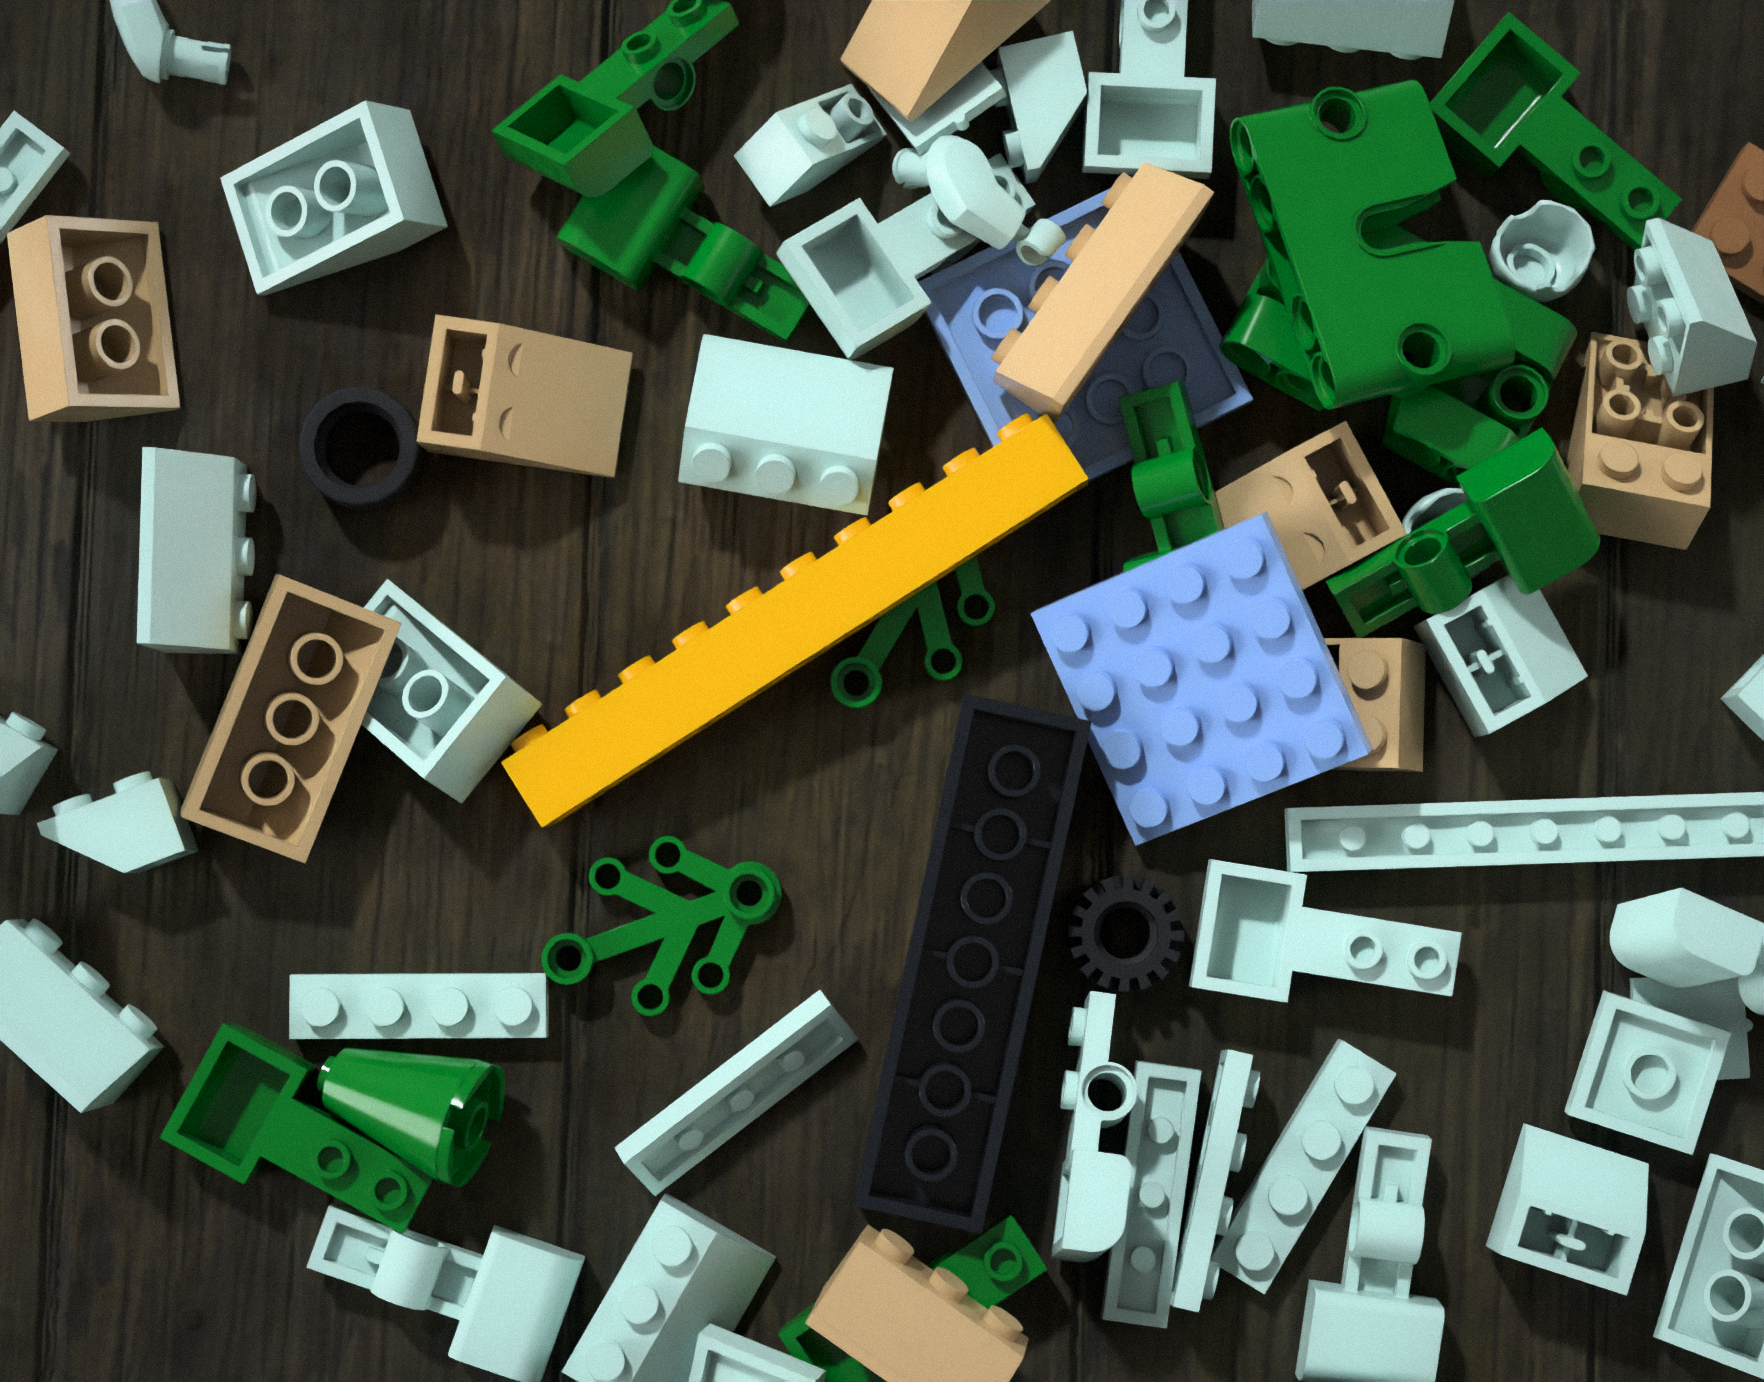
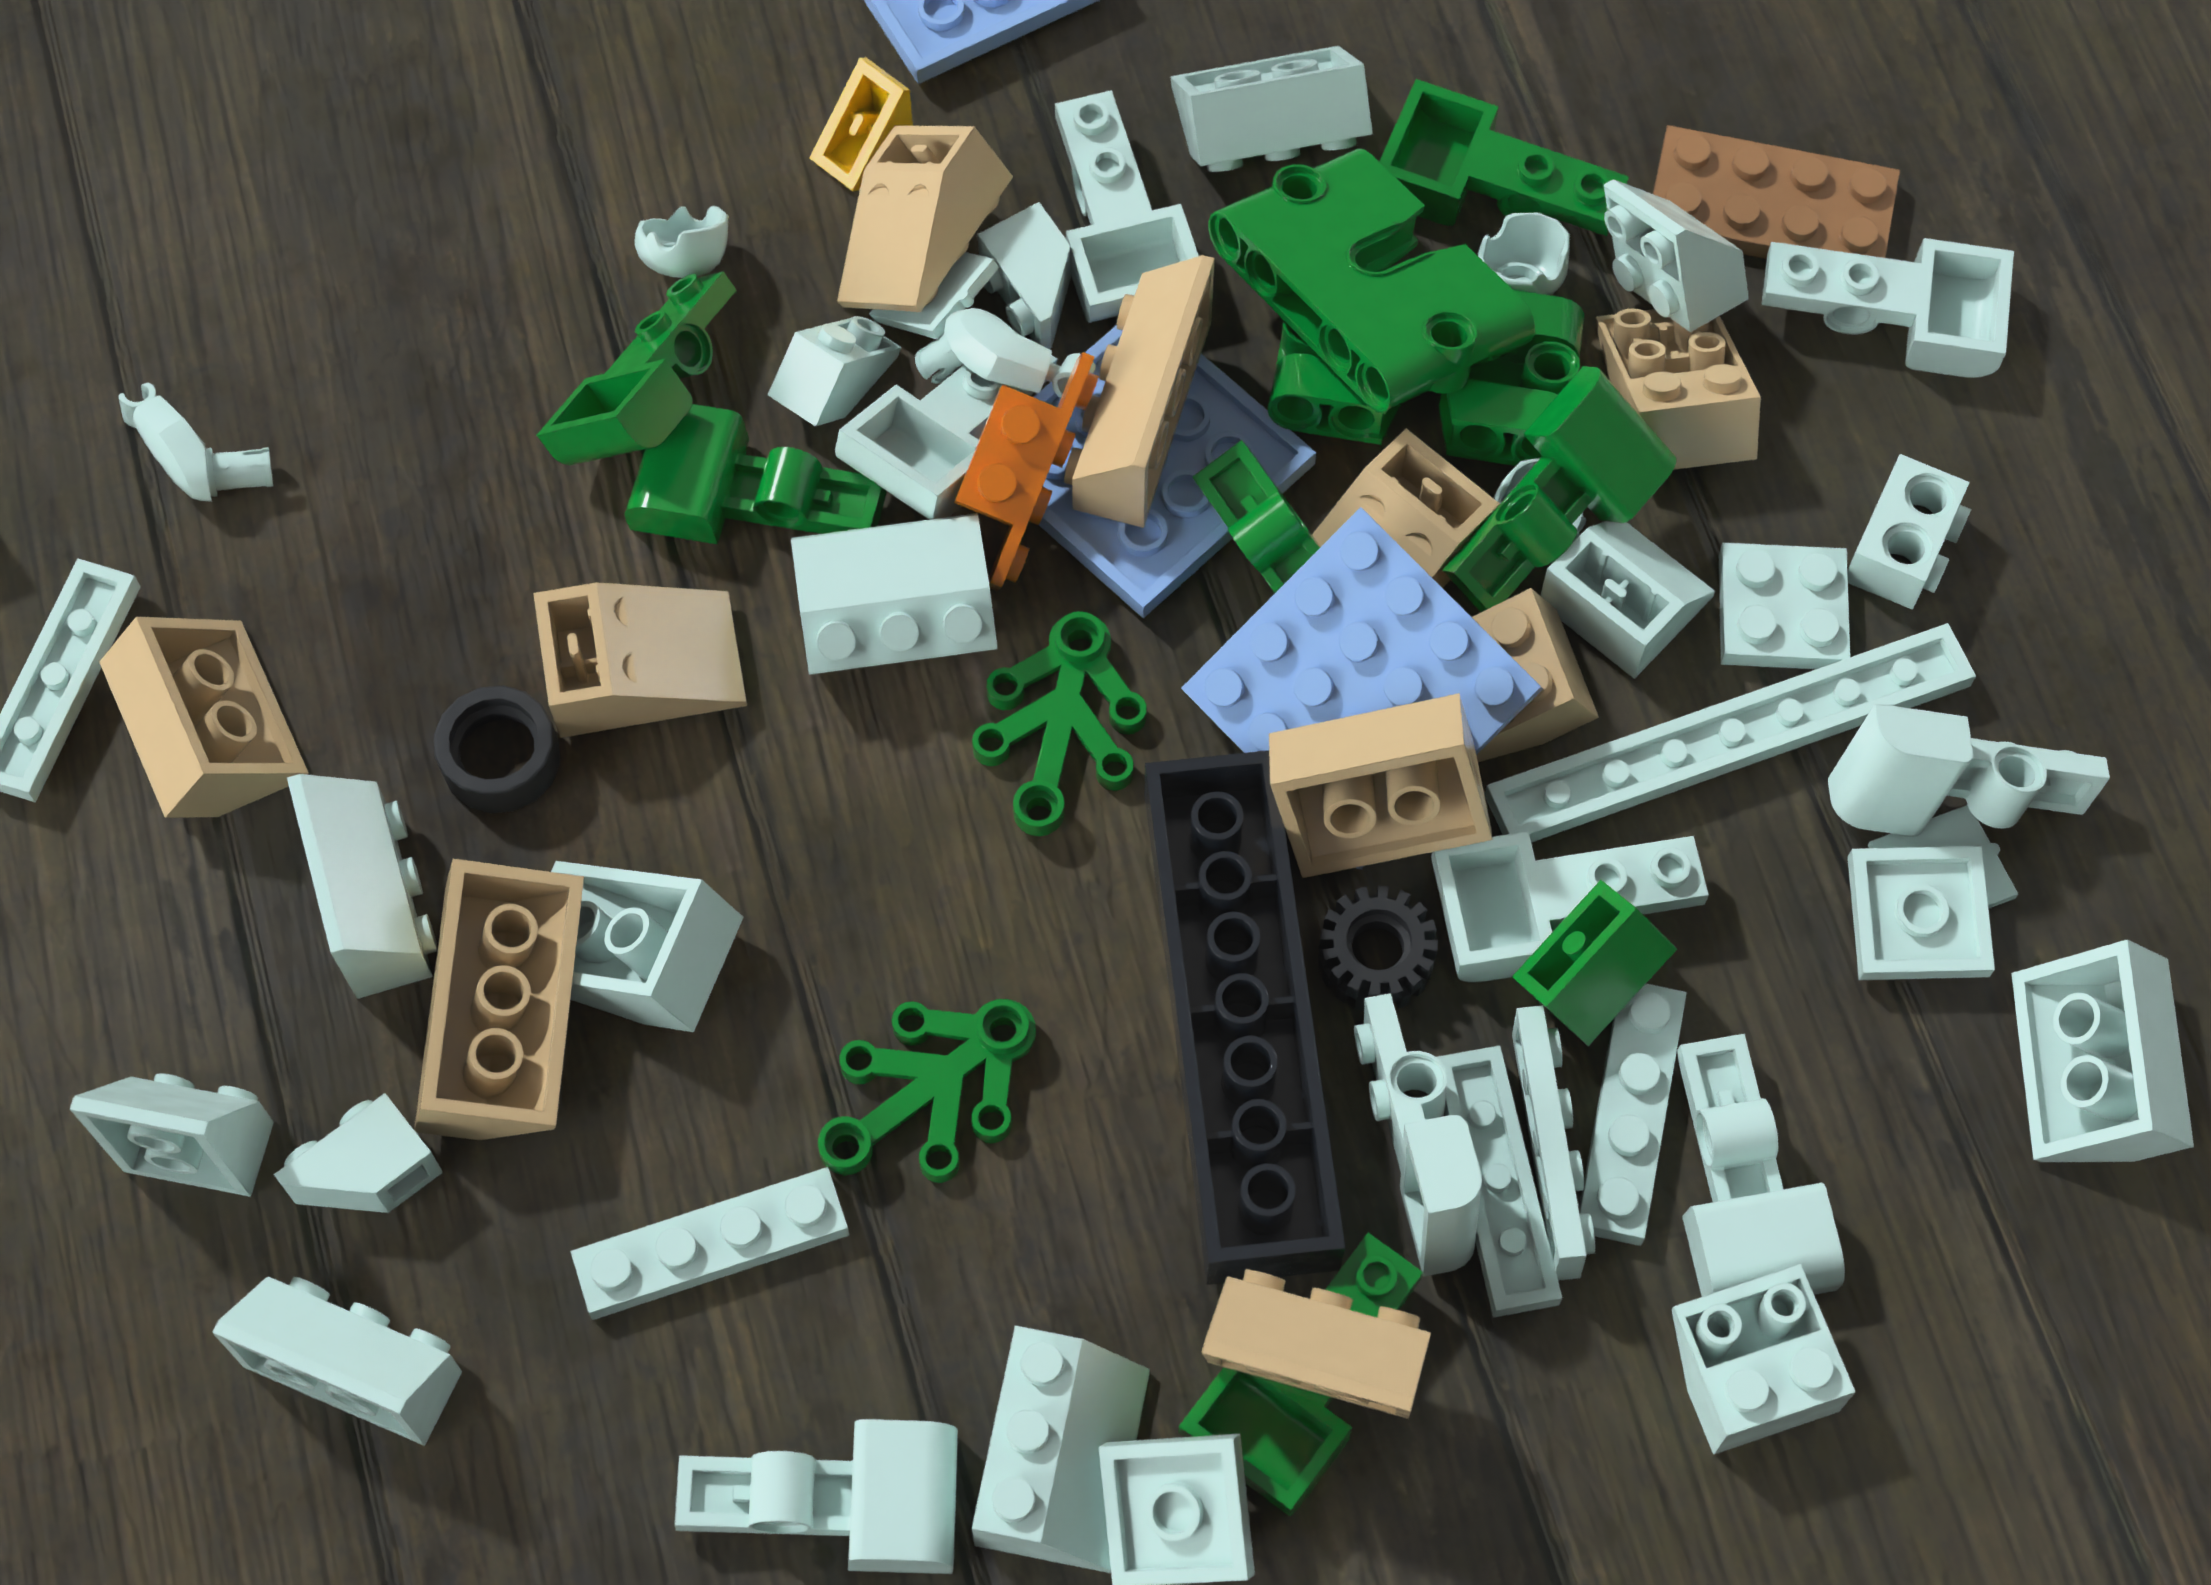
camera: 15 degrees left, 20 degrees down
(249, 1110) = (570, 1386): green plate -> none
(334, 198) = (404, 543): light aqua slope -> none
(418, 1106) = (739, 1325): green cone -> none
(736, 1093) = (1055, 1217): light aqua plate -> none
(794, 621) = (956, 766): yellow brick -> none
(948, 327) = (1015, 458): none -> orange bracket
(1178, 793) = (1379, 786): none -> tan slope
(1317, 1030) = (1594, 962): none -> green brick
(1572, 1209) = (1905, 1061): light aqua slope -> none
(1650, 710) = (1783, 605): none -> light aqua plate

